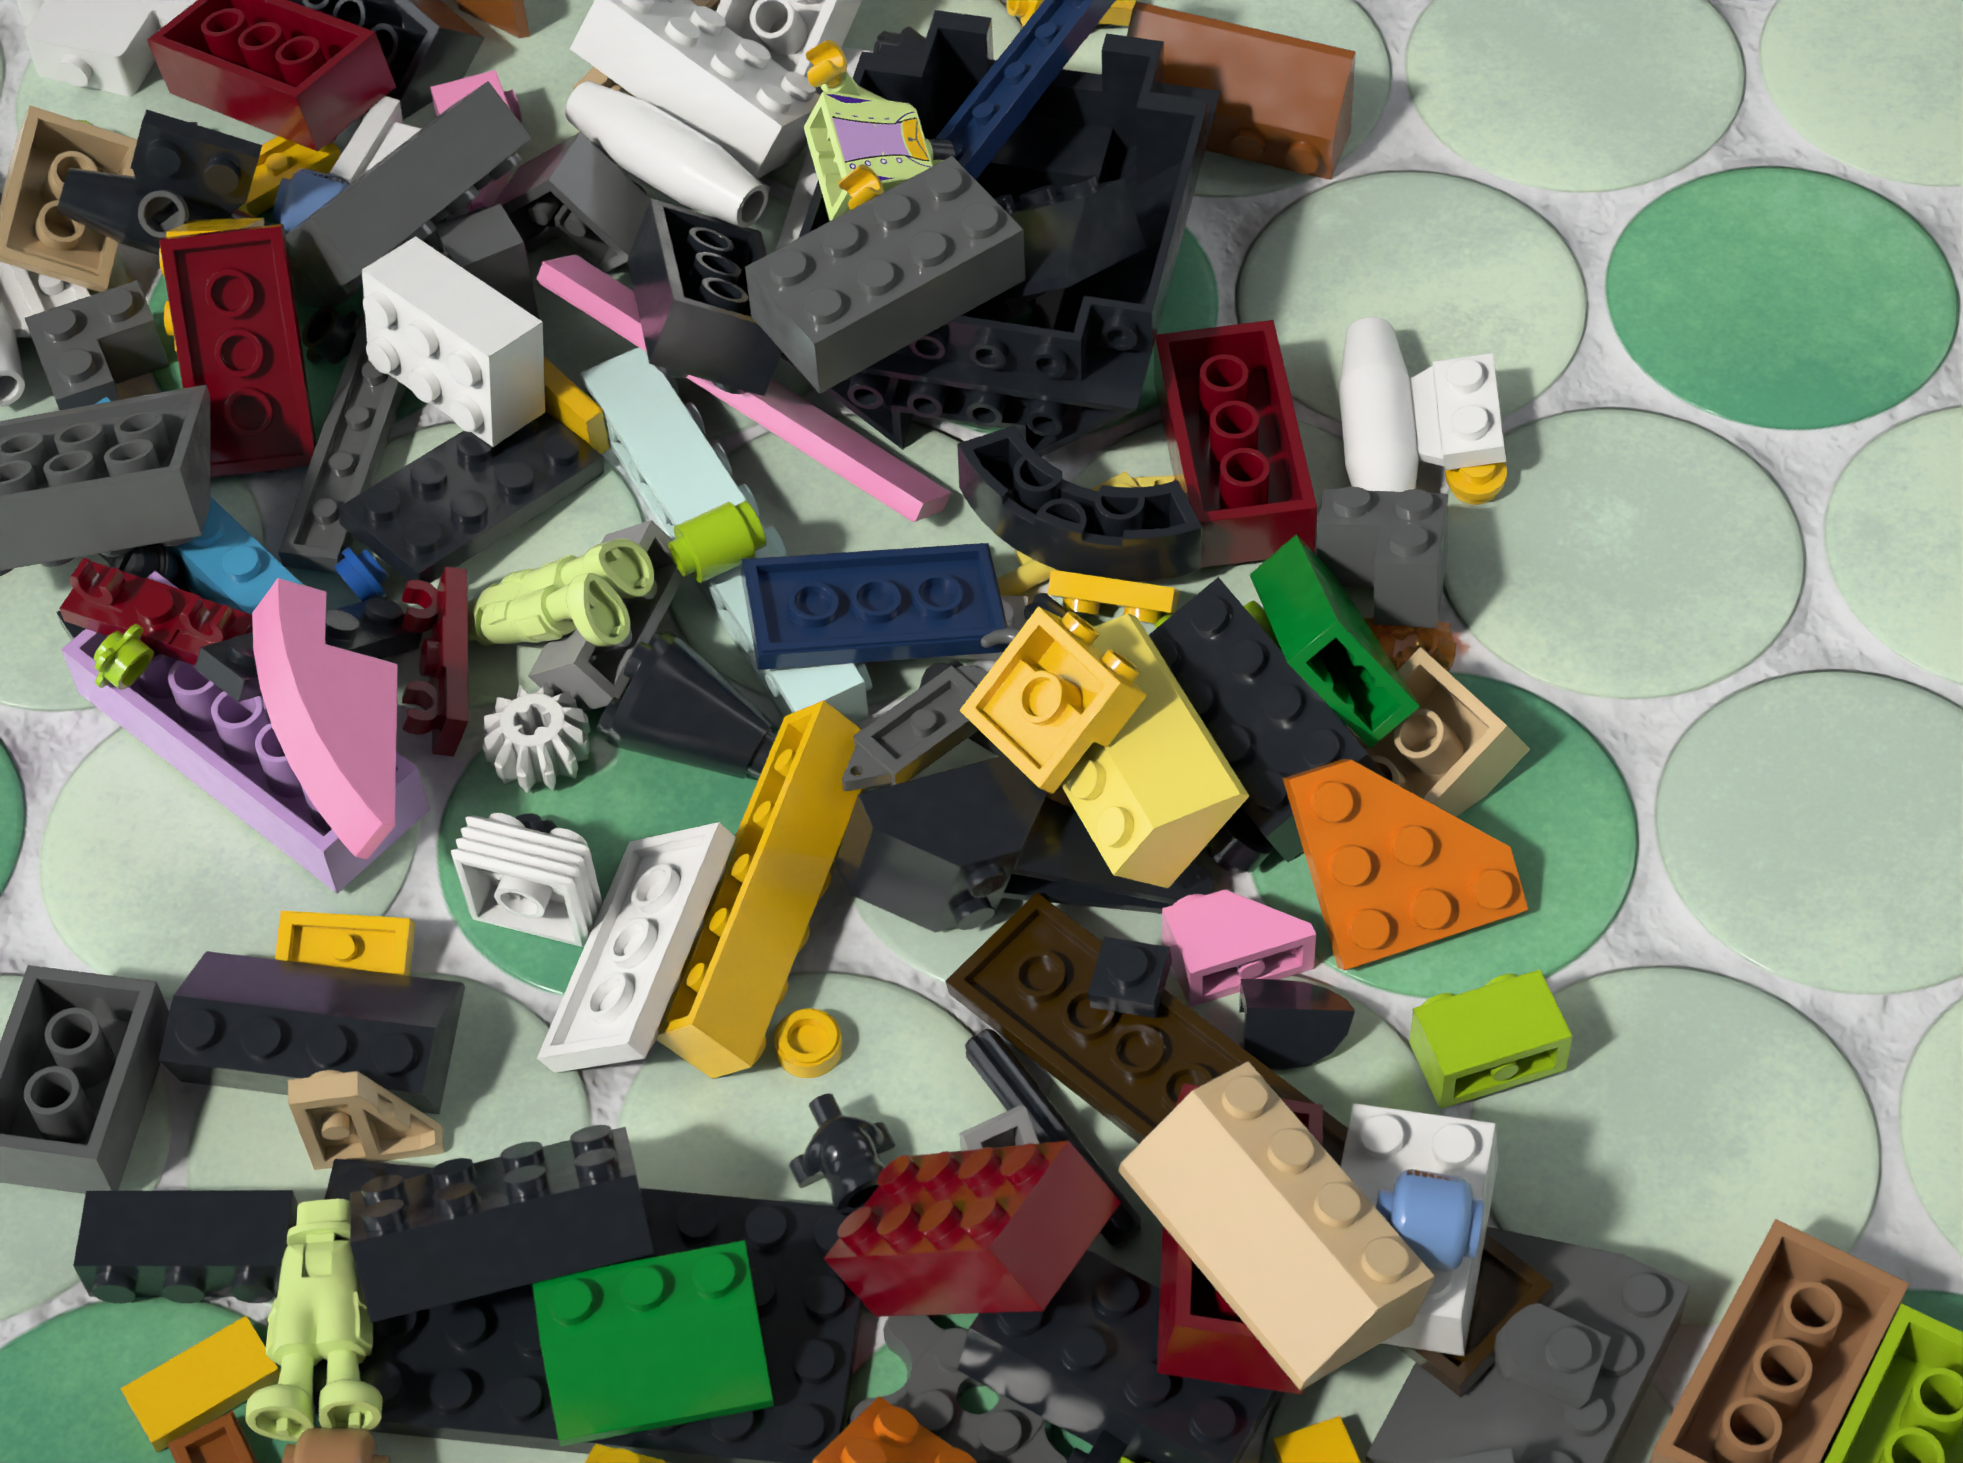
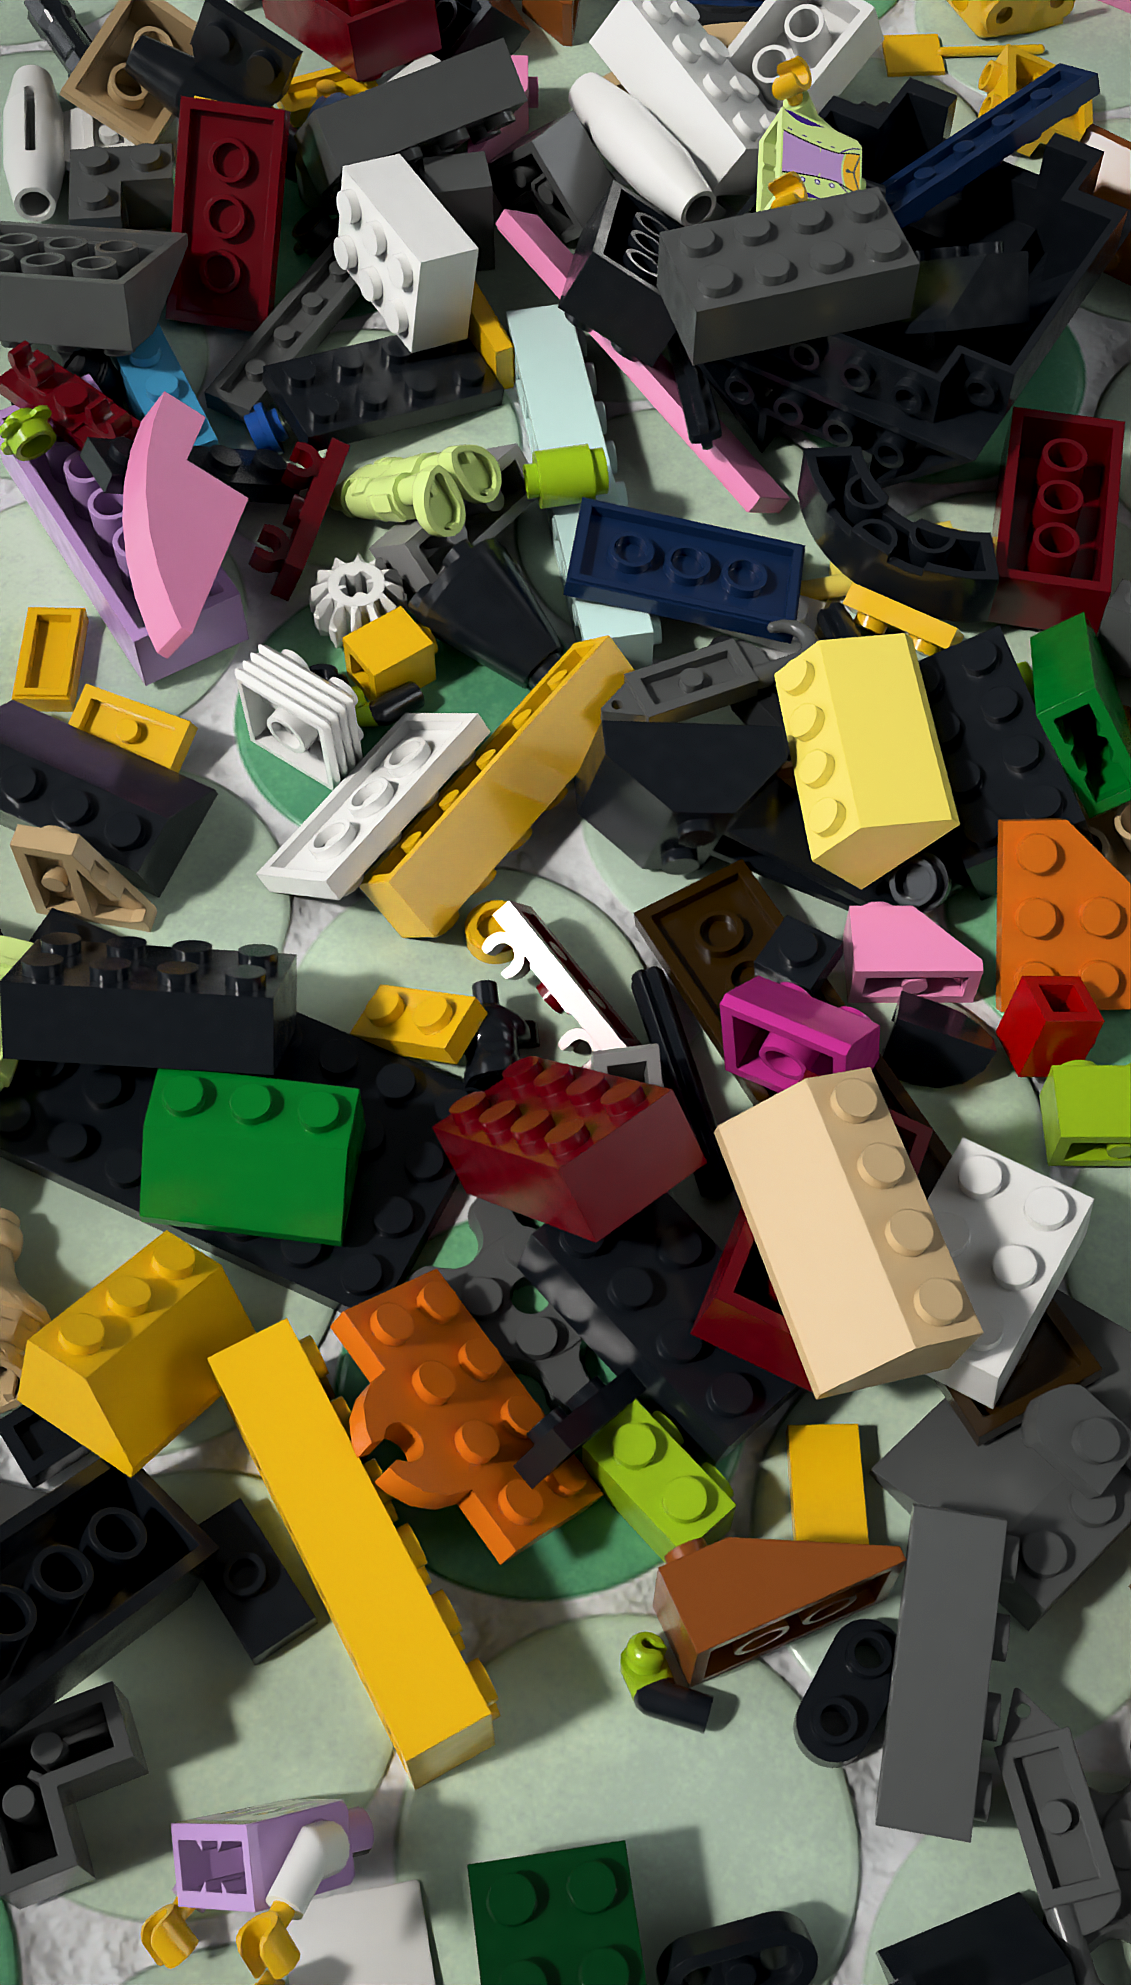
camera: 15 degrees right, 5 degrees up
(157, 202) = (204, 79): dark grey hinge -> none
(221, 894) = (51, 658): none -> yellow tile
(593, 787) = (390, 654): none -> yellow brick
(615, 836) = (388, 707): none -> black arm
(769, 1159) = (420, 1023): none -> yellow plate
(820, 417) = (695, 397): none -> black axle
(899, 1073) = (563, 981): none -> plate
(1054, 697) = (810, 684): yellow plate -> none
(1144, 1056) = (781, 1031): none -> dark pink slope
(1225, 863) = (921, 881): none -> black plate
(1396, 968) = (1048, 1024): none -> red brick
(1434, 1217) = (1002, 1273): medium blue head -> none

